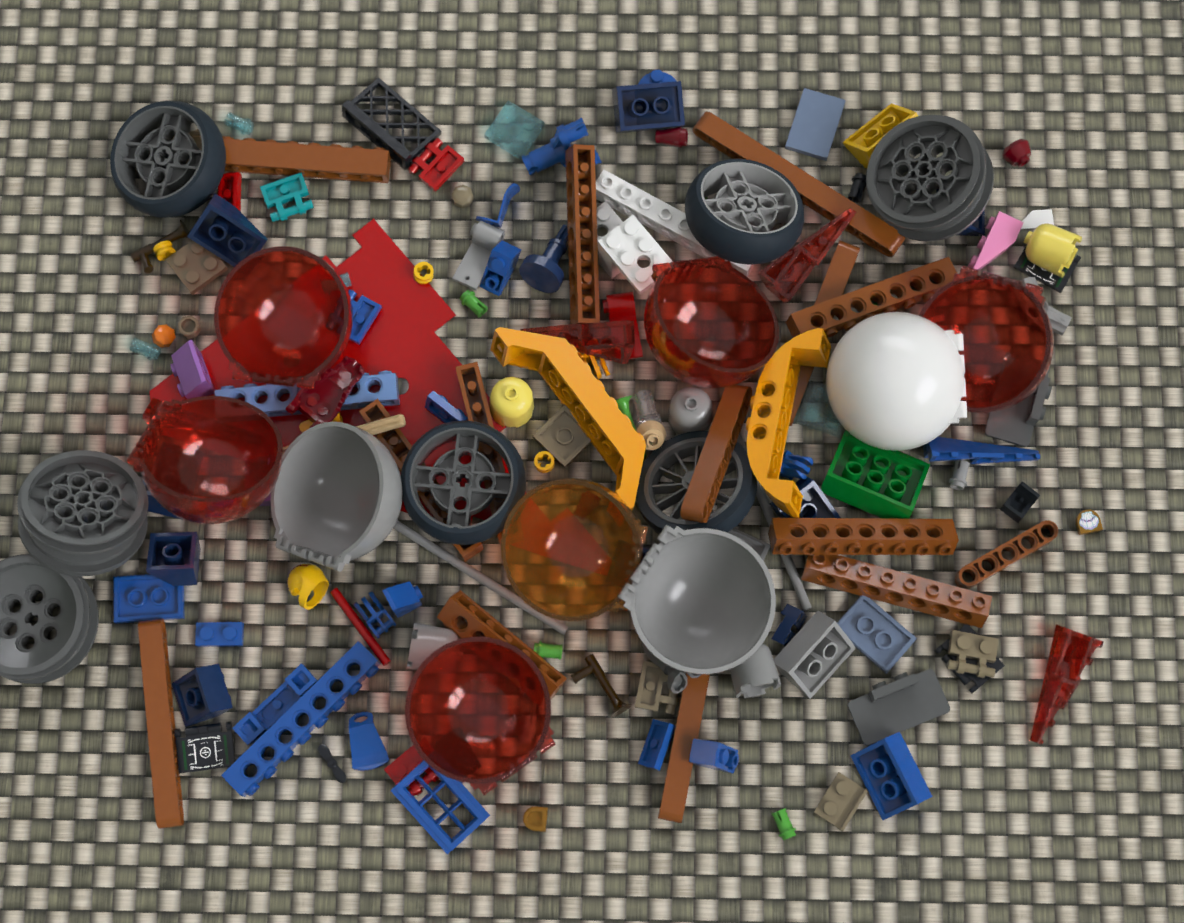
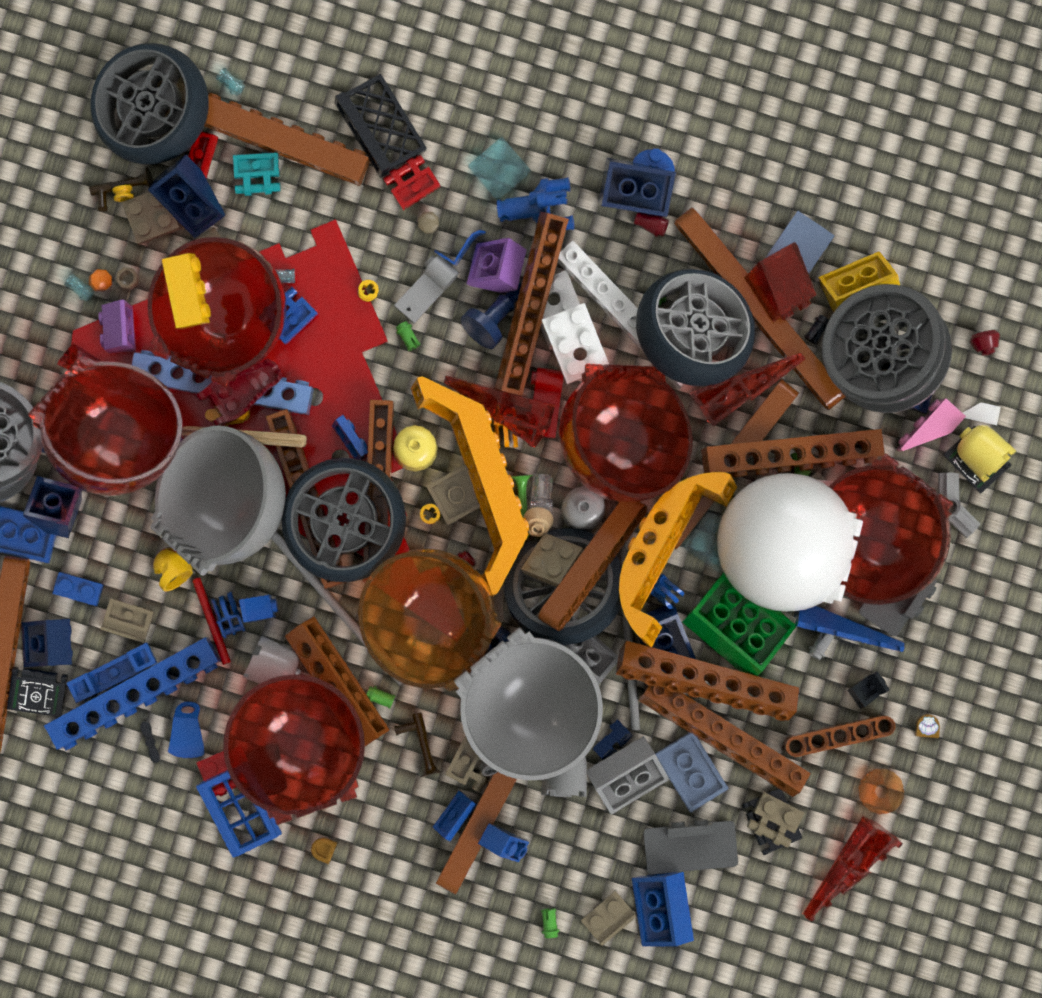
camera: 15 degrees right, 10 degrees up
(250, 305) = (186, 290): none -> yellow brick
(276, 649) = (127, 620): none -> dark tan plate
(500, 267) = (443, 307): blue slope -> none
(539, 214) = (497, 265): none -> medium lavender slope
(675, 463) = (551, 559): none -> dark tan plate
(811, 150) = (782, 283): none -> clear red slope
(1053, 604) = (871, 781): none -> clear orange tile

